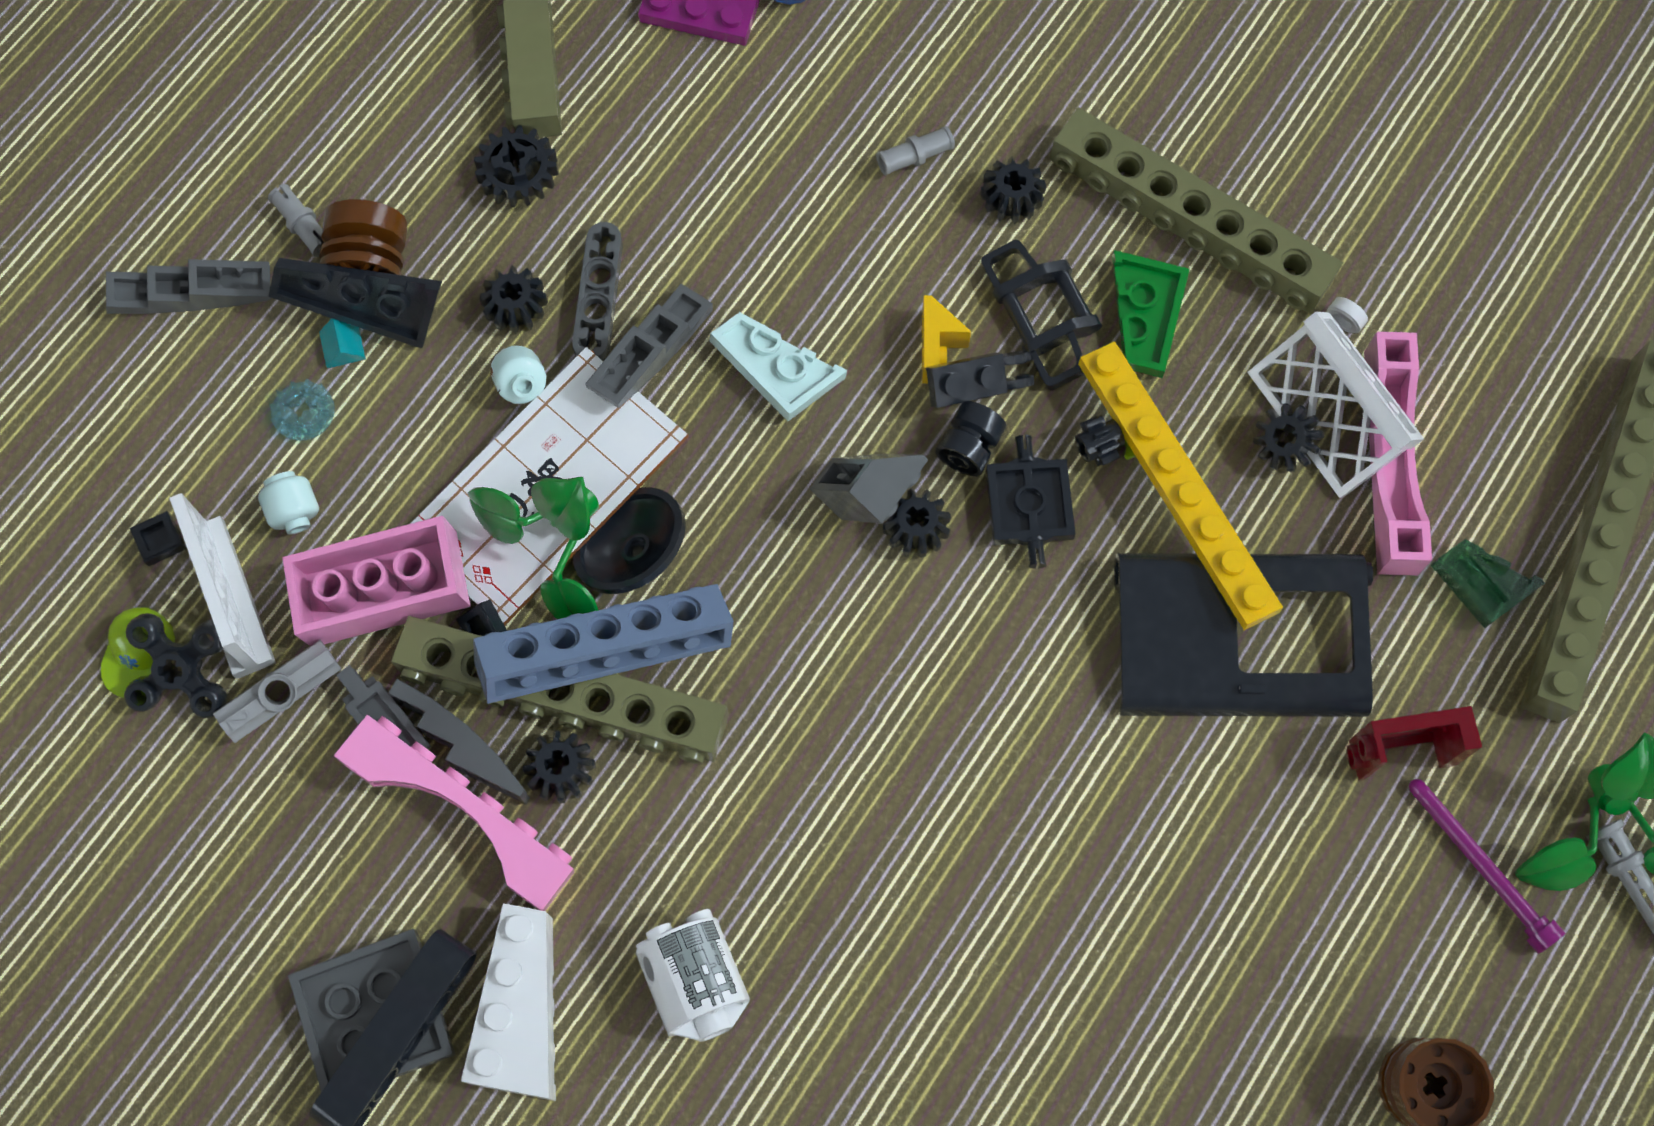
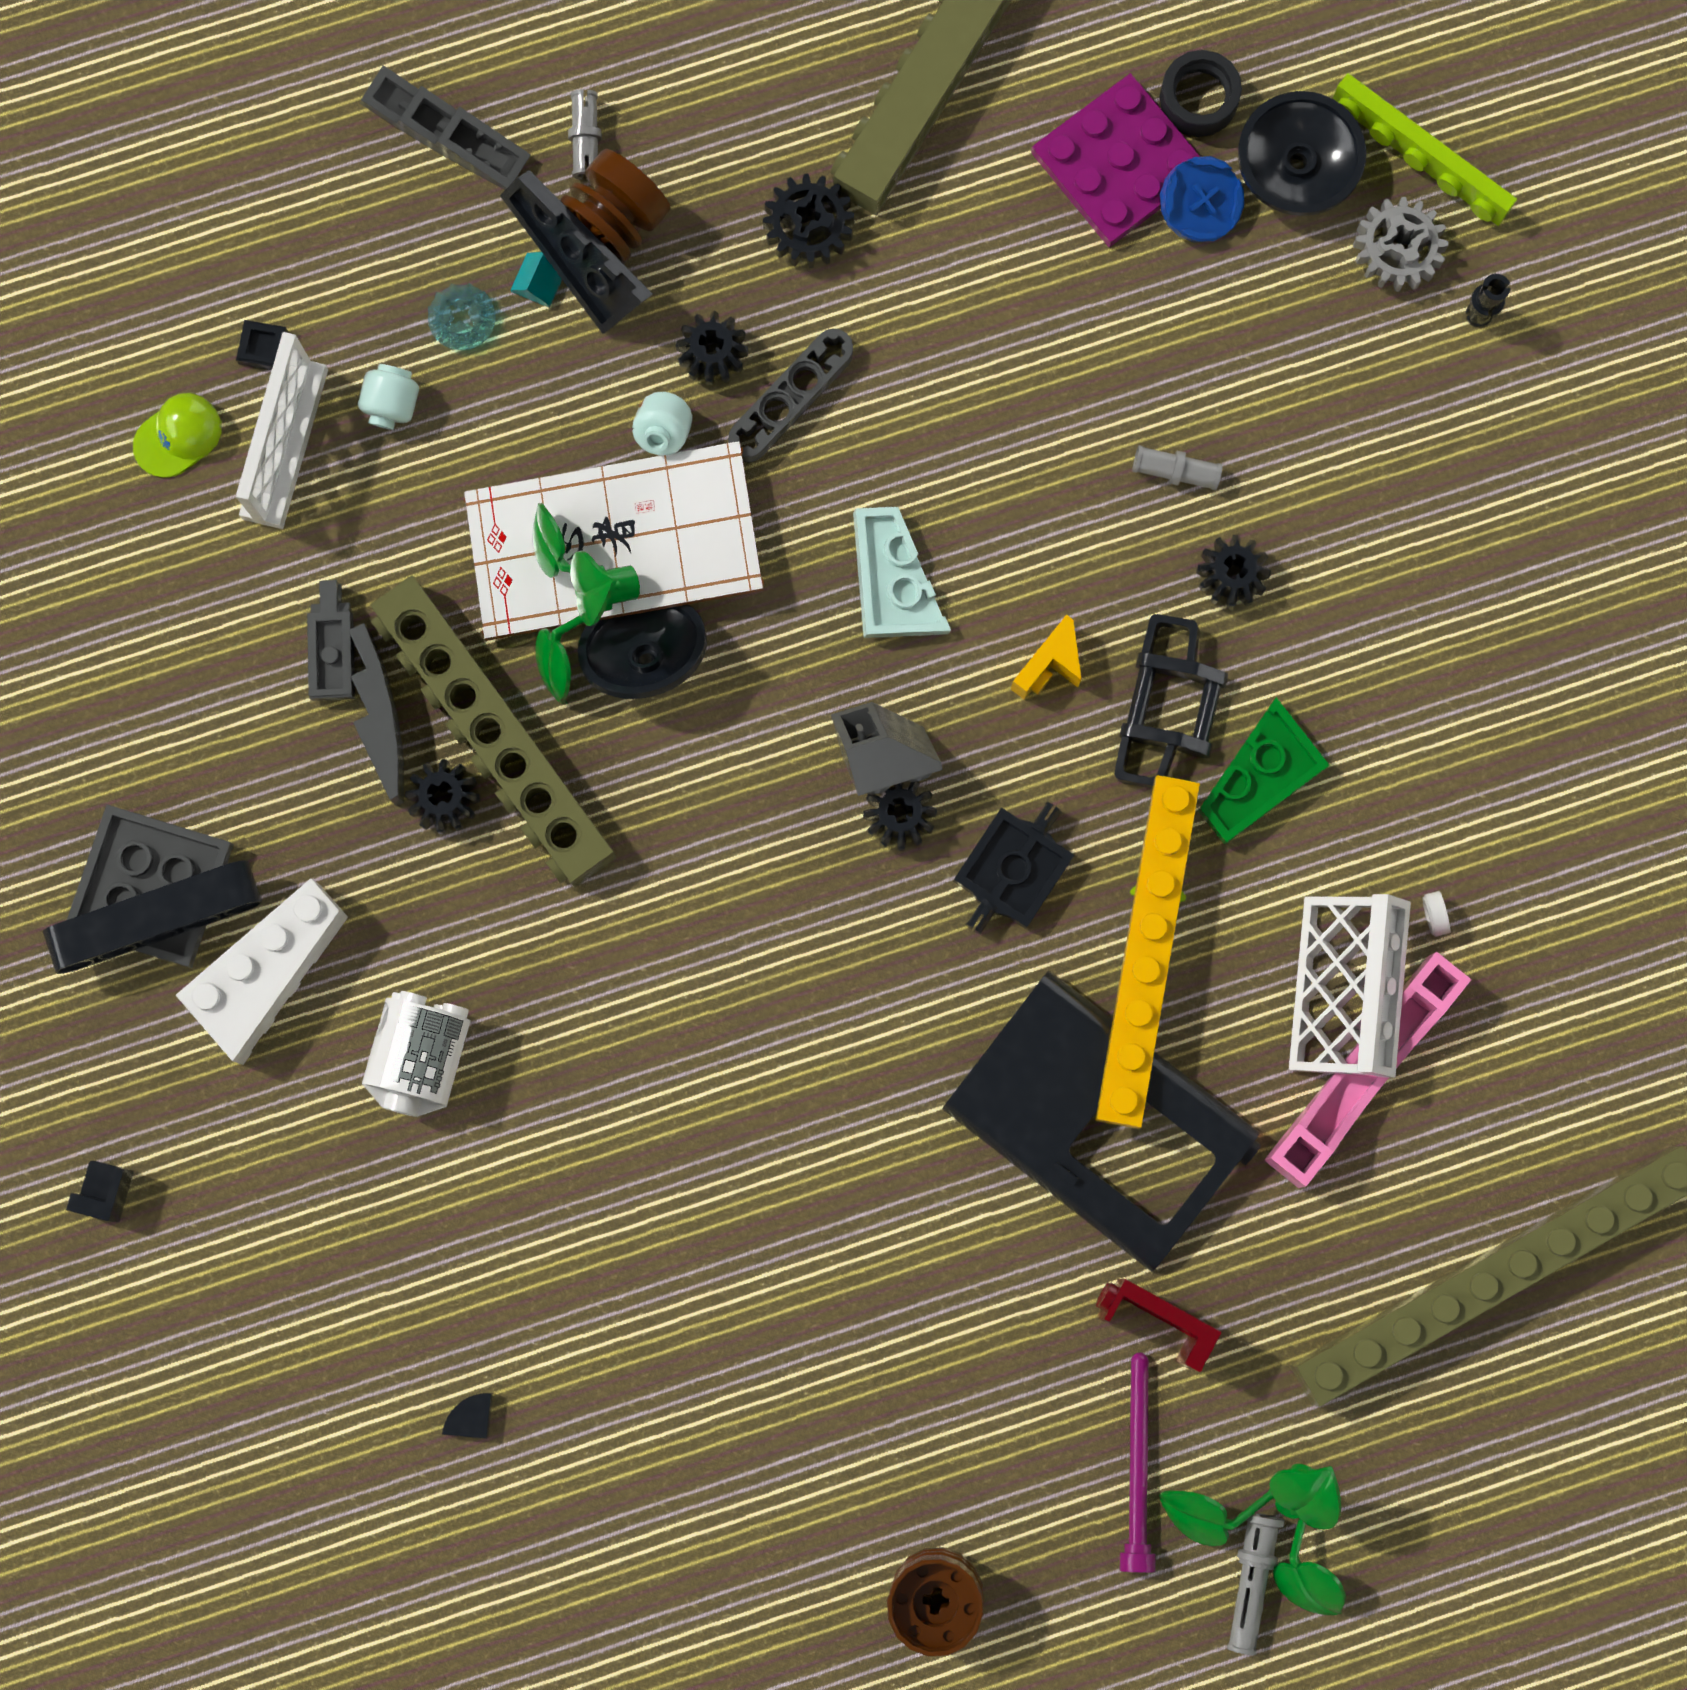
camera: 40 degrees right, 10 degrees up
(166, 675) = (194, 476): black gear -> none
(255, 708) = (236, 558): light grey piece -> none
(375, 581) = (407, 524): bright pink brick -> none
(386, 760) = (355, 861): bright pink arch -> none
(481, 619) = (473, 626): black tile -> none
(602, 642) = (529, 727): sand blue brick -> none
(649, 346) = (793, 482): dark grey slope -> none
(973, 434) = (1005, 774): black wheel -> none
(975, 378) = (1055, 724): black hinge -> none
(1100, 440) = (1116, 860): black gear -> none
(1188, 192) = (1342, 567): olive brick -> none
(1286, 423) = (1269, 978): black gear -> none
(1484, 581) = (1349, 1239): clear green wing -> none

